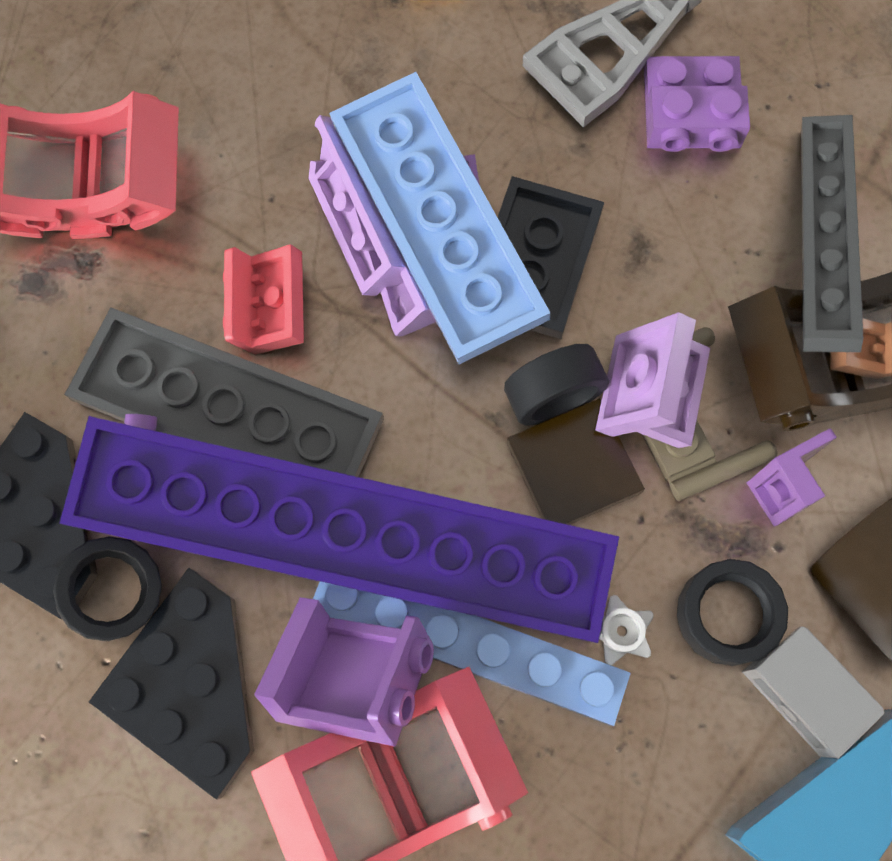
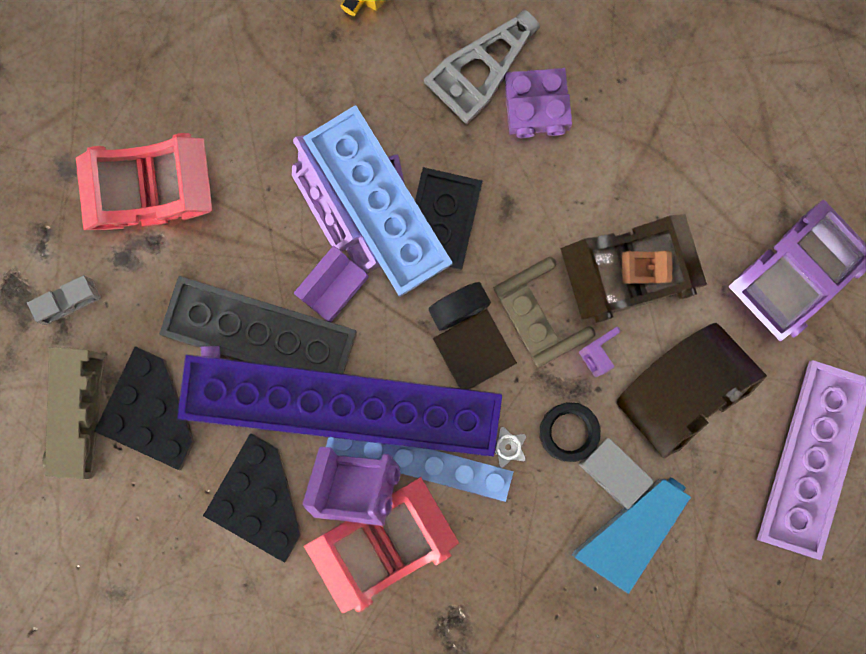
camera: 10 degrees left, 10 degrees up
(98, 549) = (222, 468): black tyre -> none
(263, 299) = (274, 261): coral bracket -> none
(349, 338) = (331, 284): none -> medium lavender panel
(655, 382) = (518, 301): lavender bracket -> none
(830, 236) = (620, 194): dark grey plate -> none

